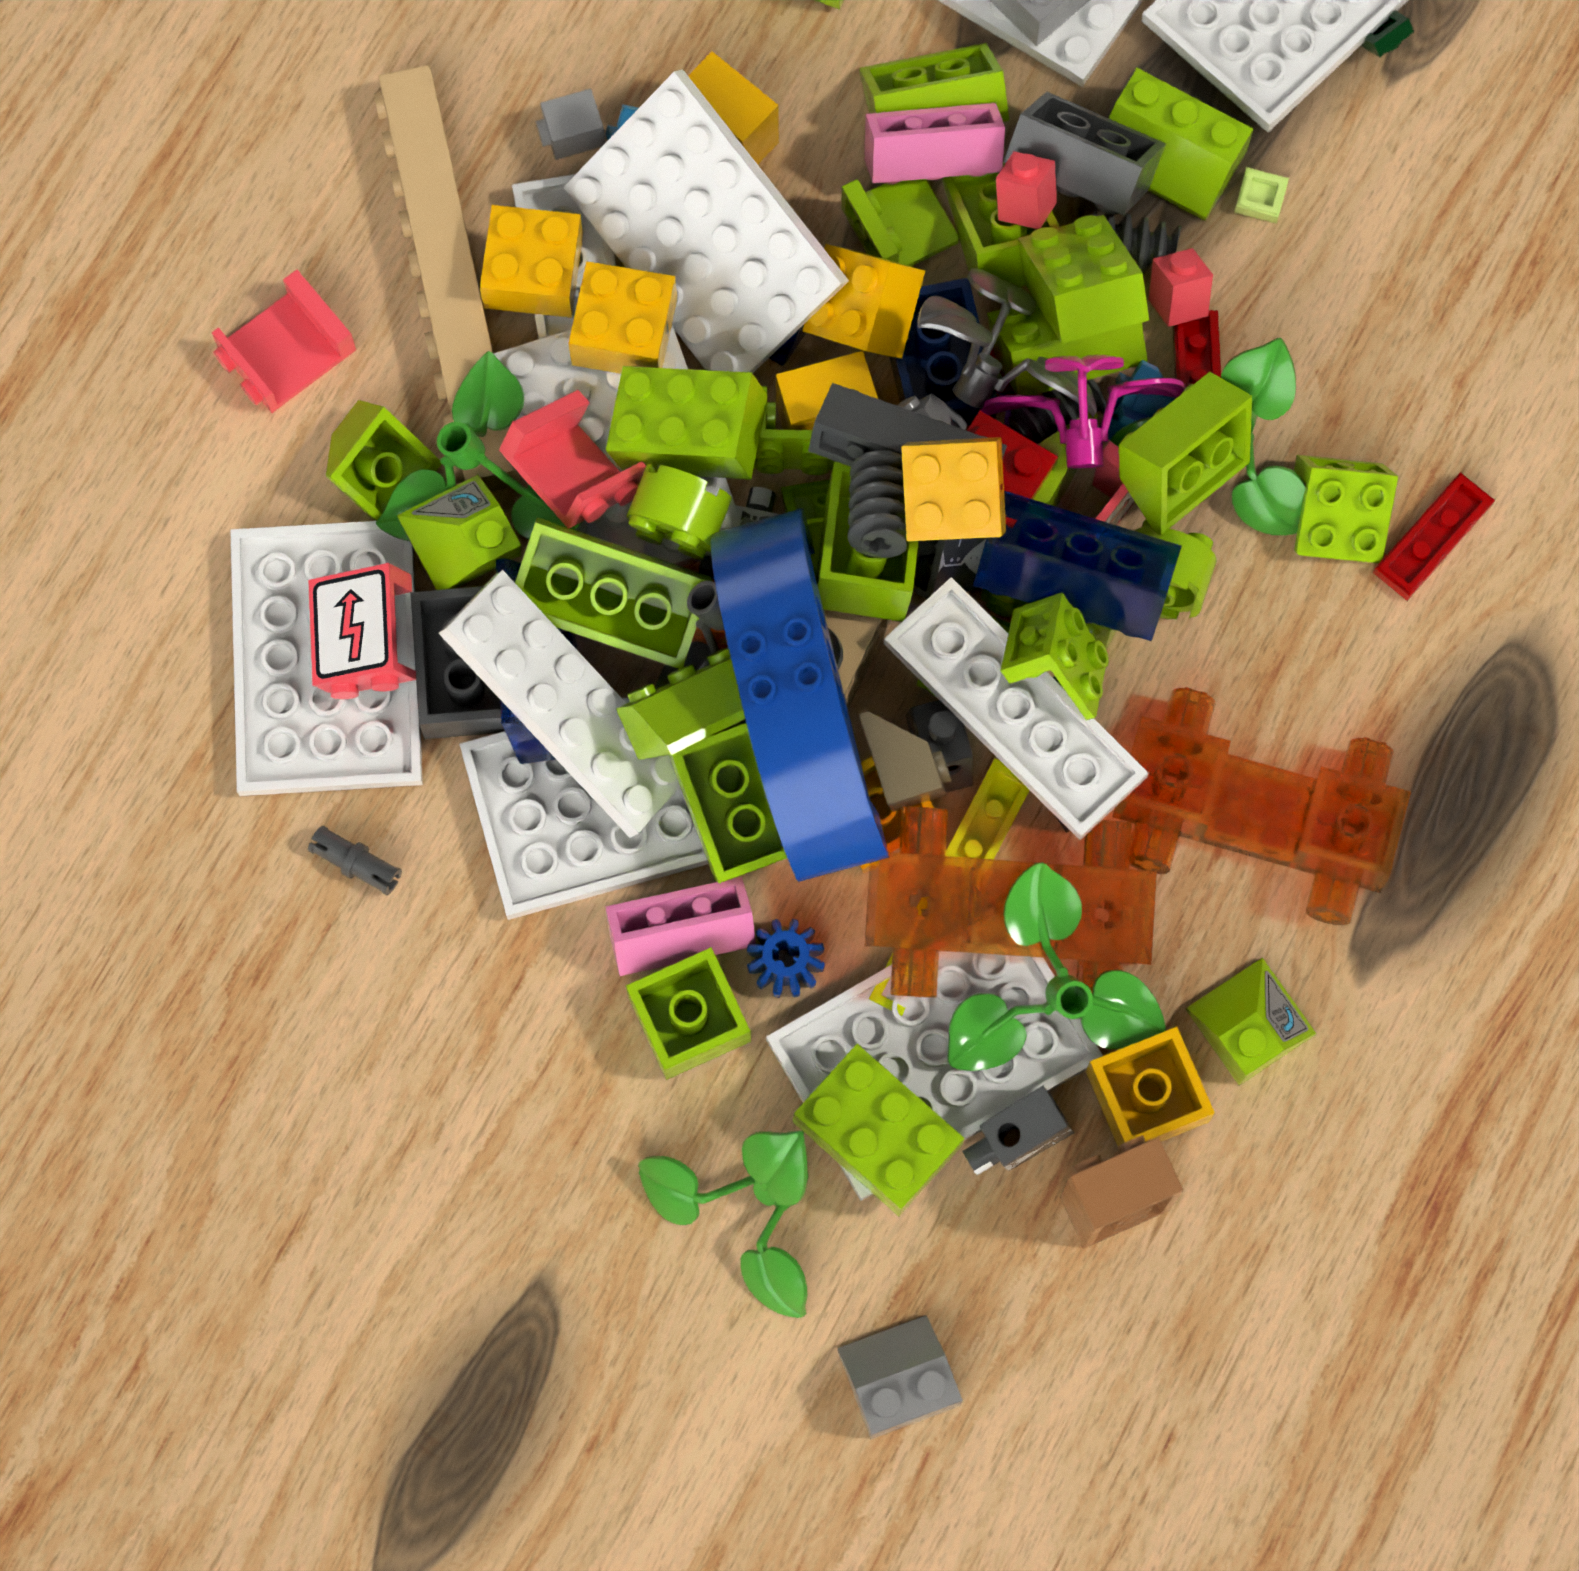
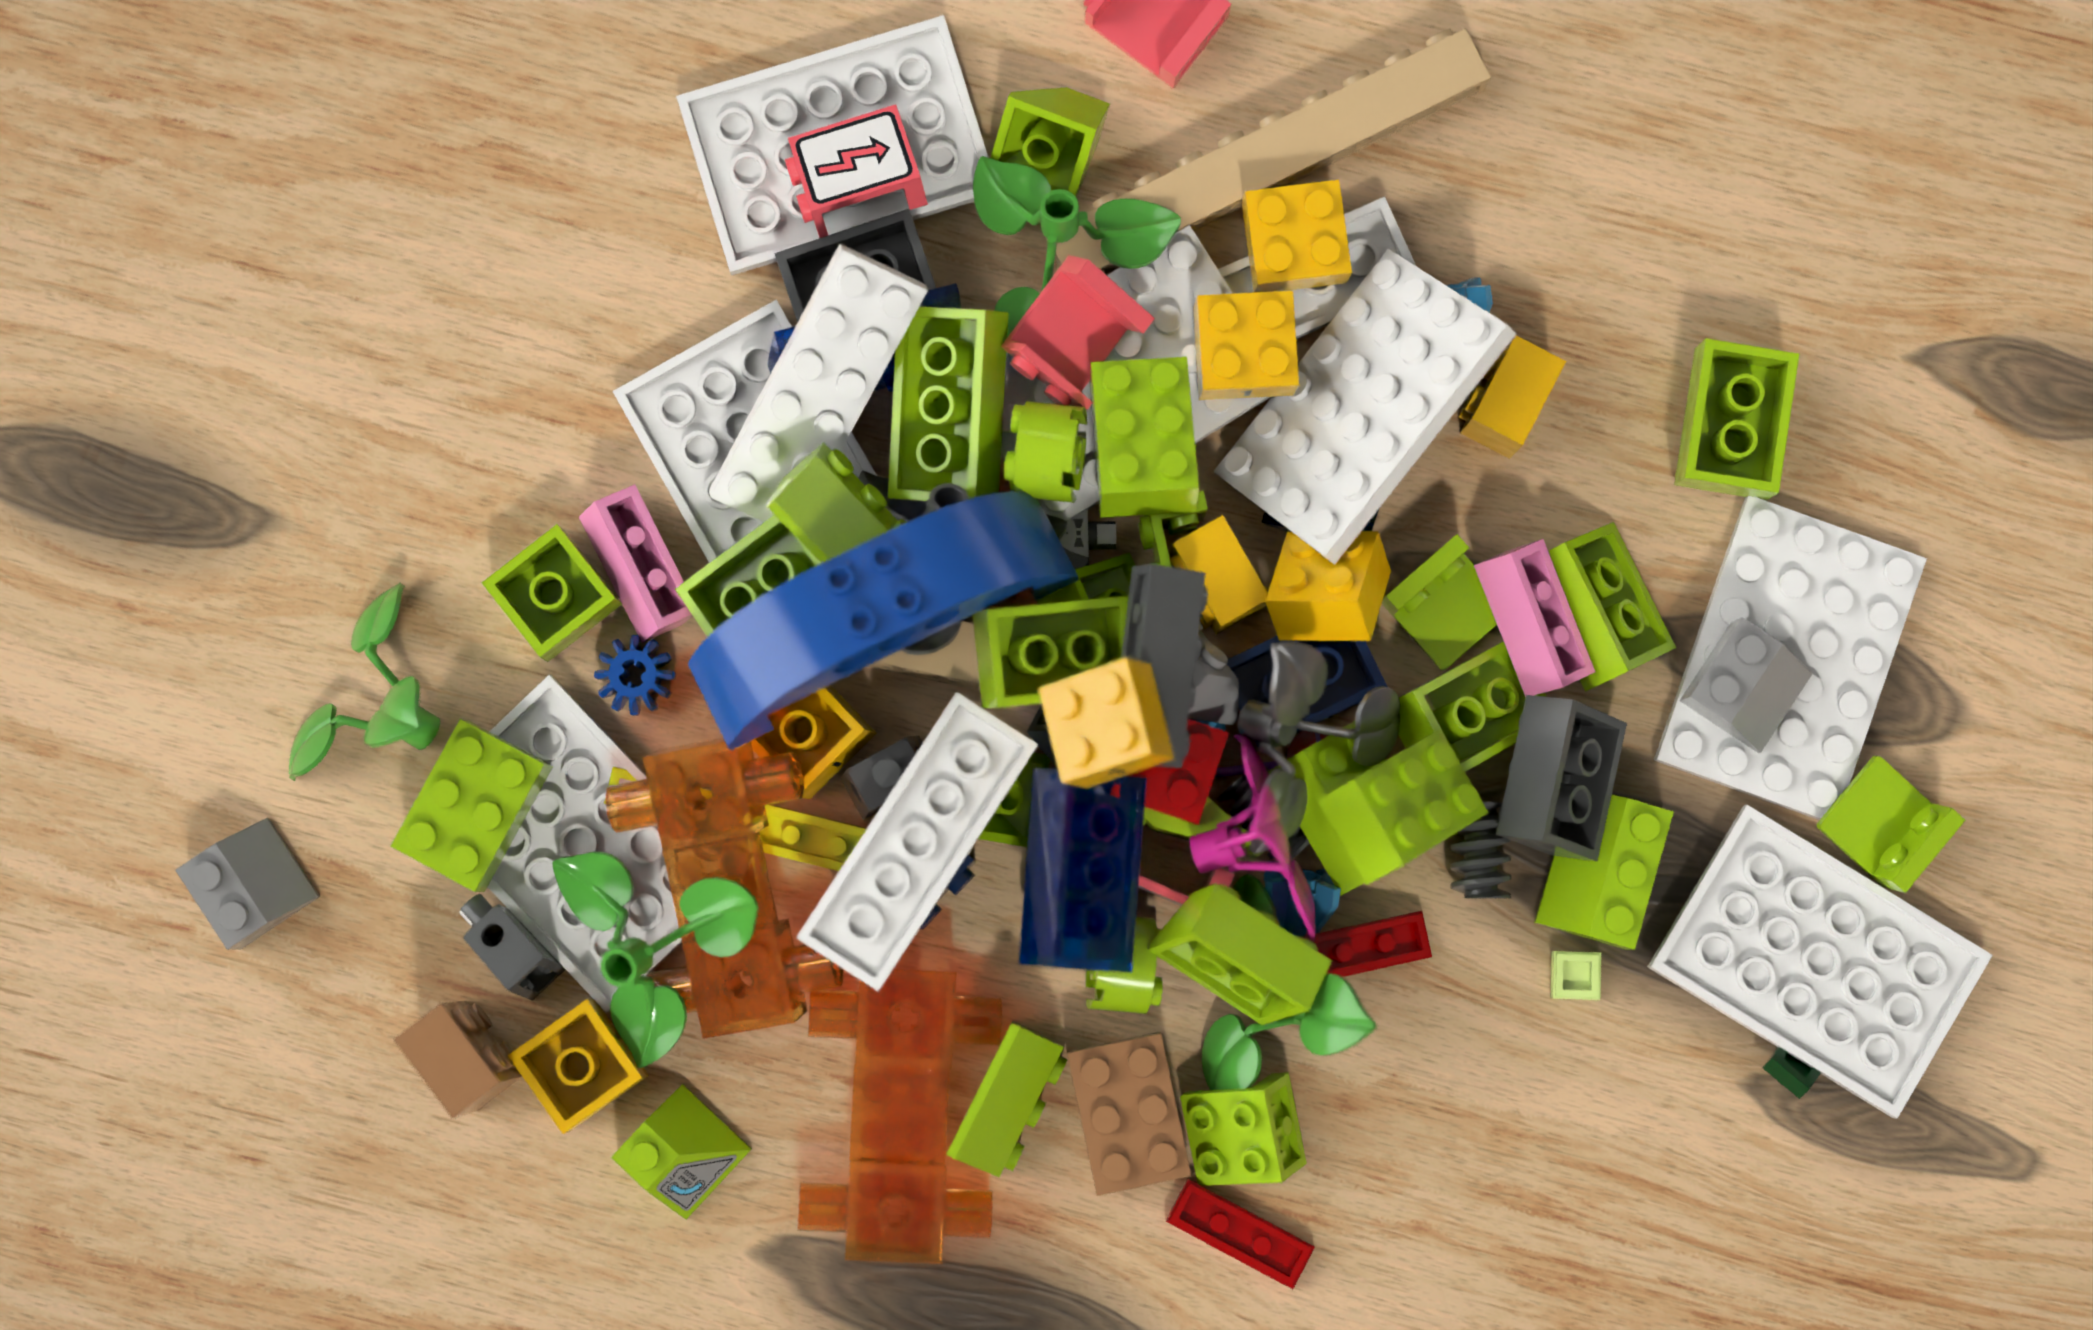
camera: 75 degrees right, 10 degrees up
(354, 860) = (636, 229): dark grey pin -> none
(460, 534) = (984, 241): lime slope -> none
(571, 124) = (1467, 239): light grey brick -> none
(877, 505) = (1076, 647): dark grey piece -> none
(904, 763) = (830, 740): dark tan slope -> none
(1026, 190) = (1497, 726): coral brick -> none
(1055, 638) = (982, 870): lime bracket -> none
(1180, 287) = (1439, 911): coral brick -> none
(1267, 708) = (1007, 1101): none -> lime slope
(1303, 602) = (1128, 1113): none -> medium nougat brick

